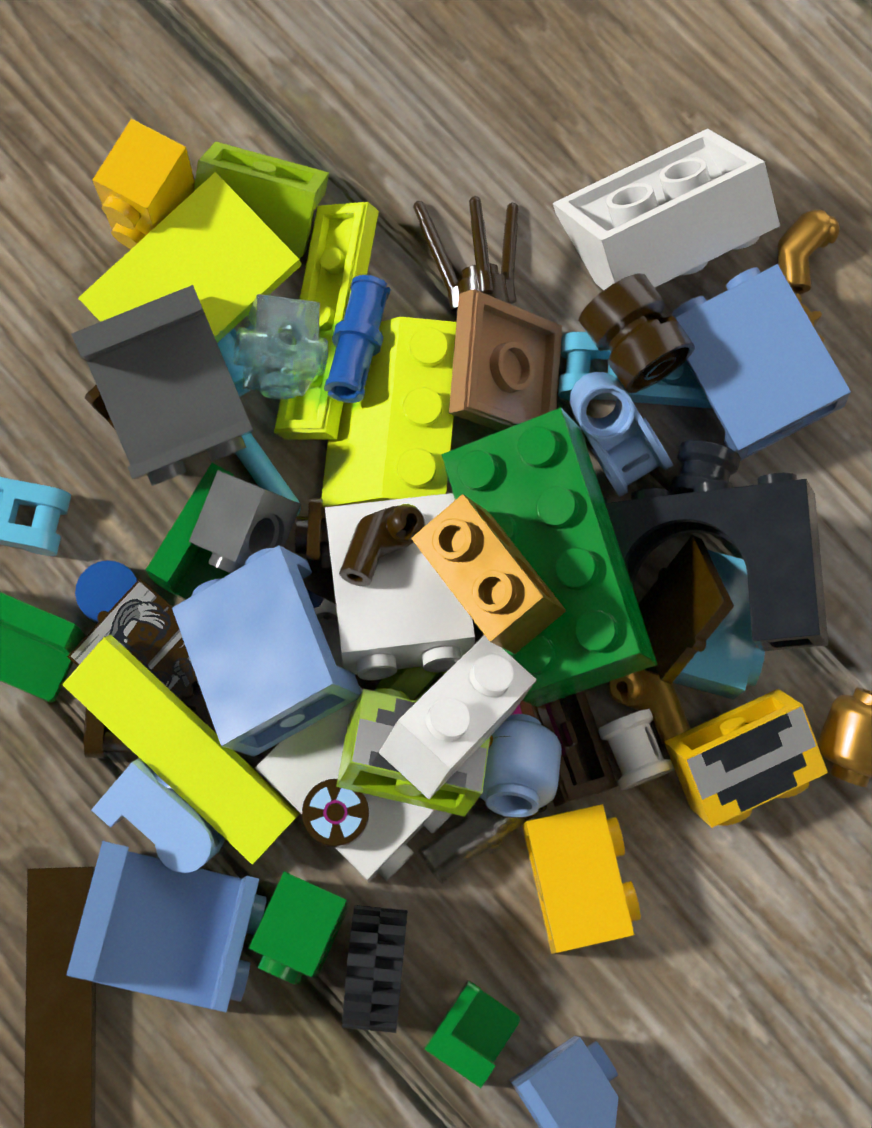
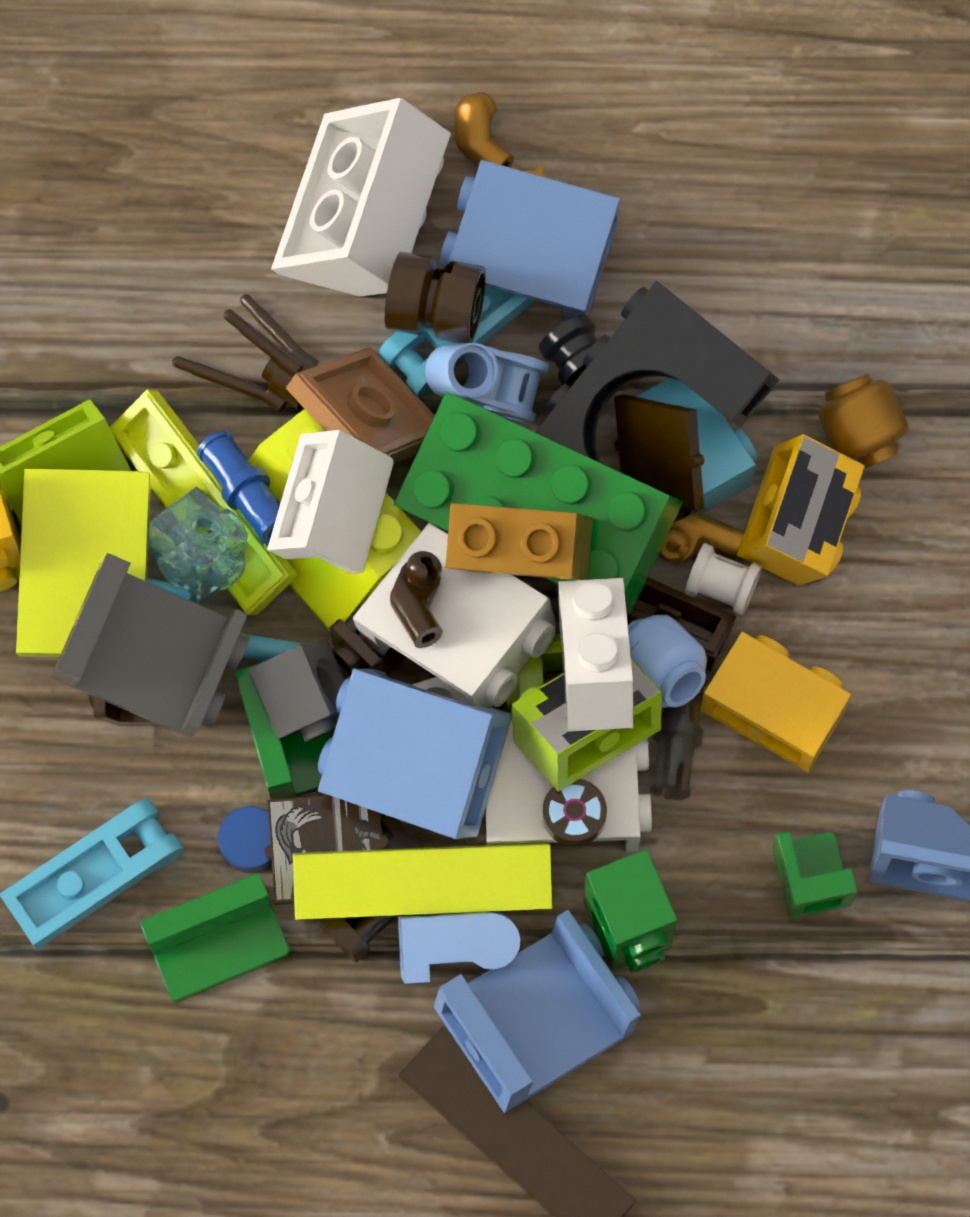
camera: 40 degrees left, 5 degrees down
(374, 969) = (707, 889): black tyre -> none
(398, 408) = (331, 500): none -> white panel

